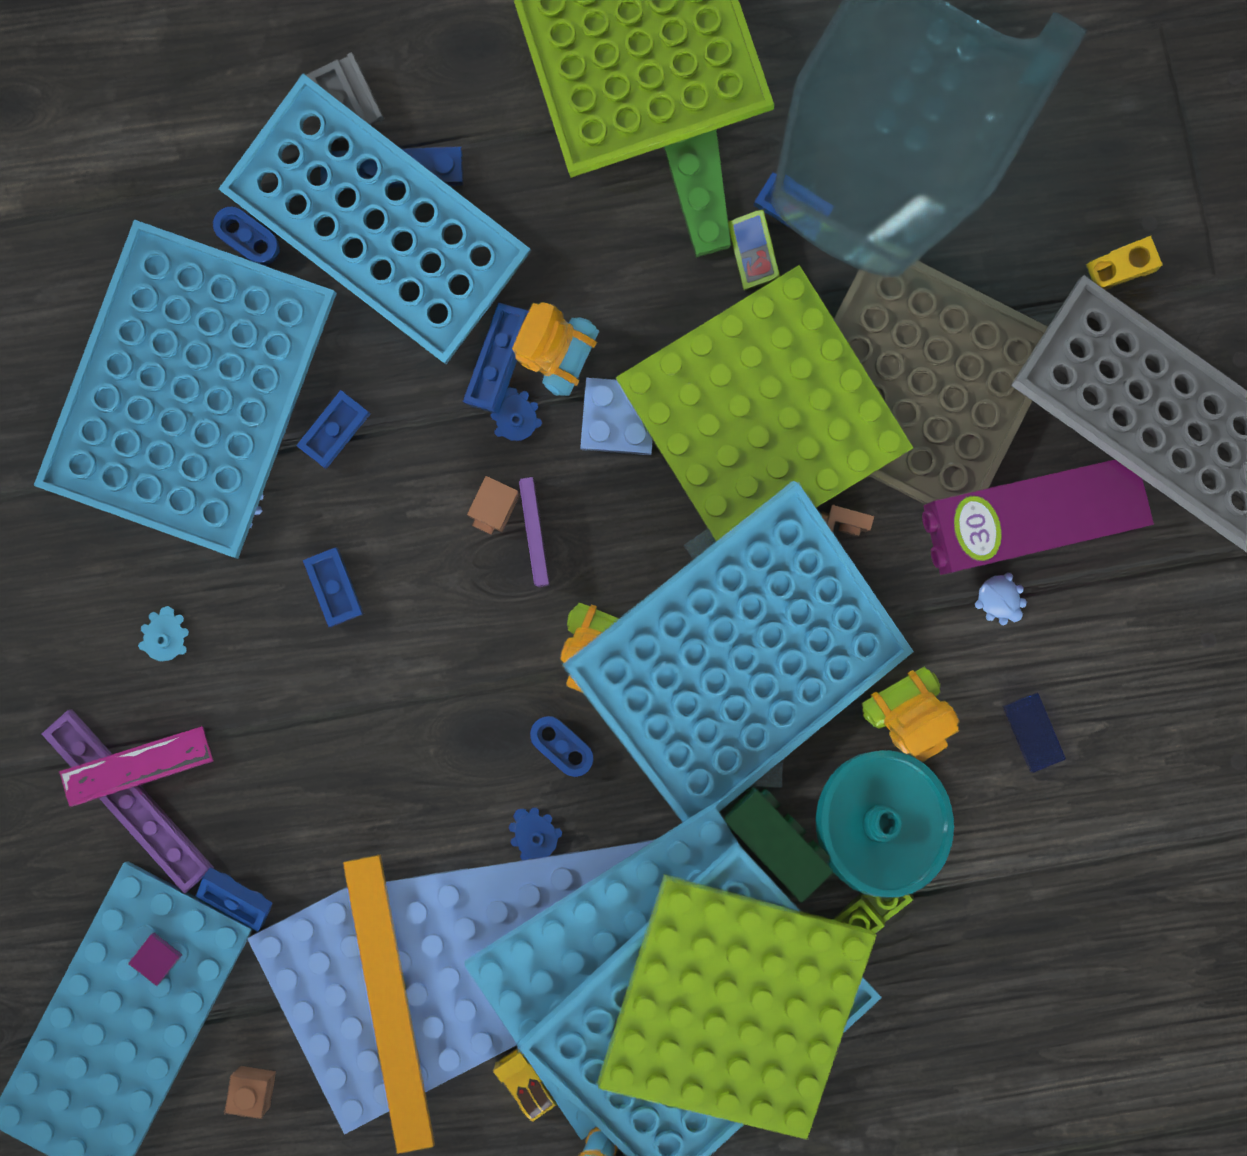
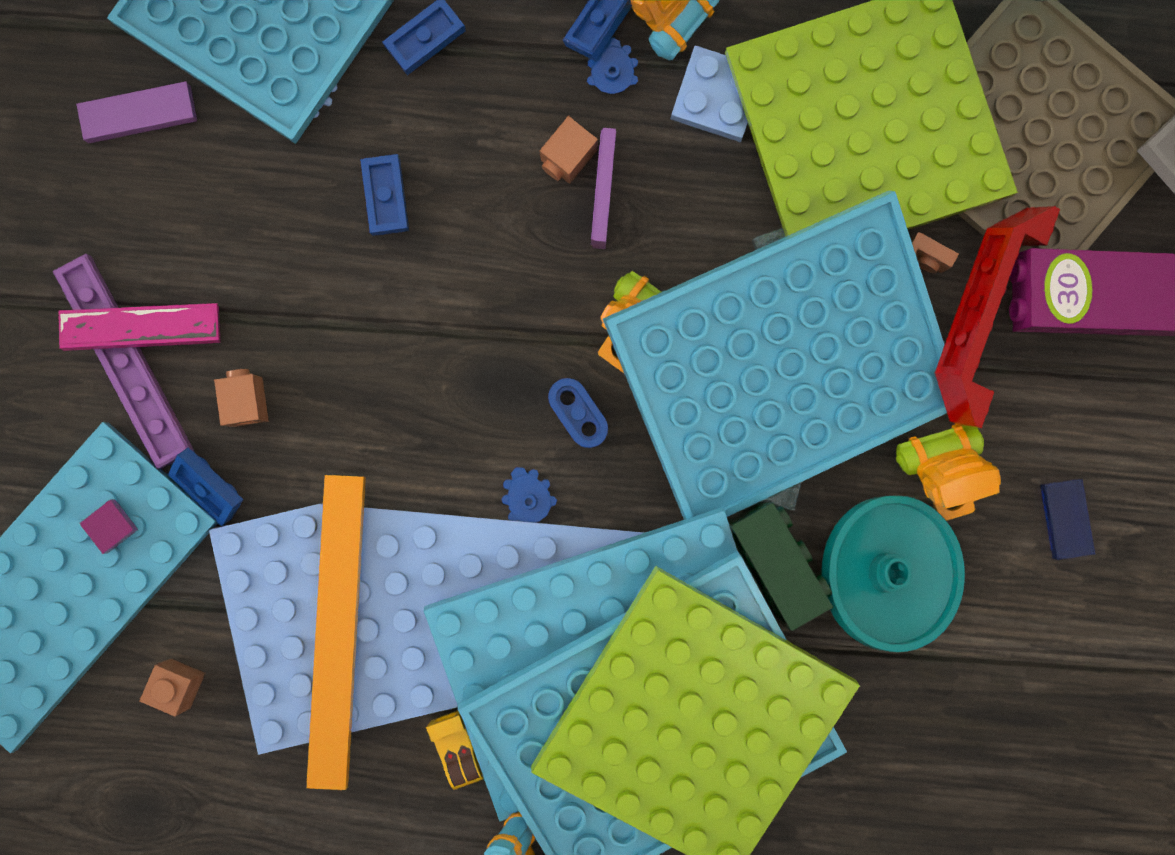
camera: 20 degrees right, 0 degrees up
(82, 565) = (136, 112): none -> medium lavender tile
(164, 635) = (201, 203): medium azure piece -> none
(247, 810) = (241, 399): none -> nougat brick
(872, 911) = (859, 660): lime slope -> none
(902, 558) = (963, 399): none -> red slope
(1001, 599) = (1066, 374): light blue piece -> none

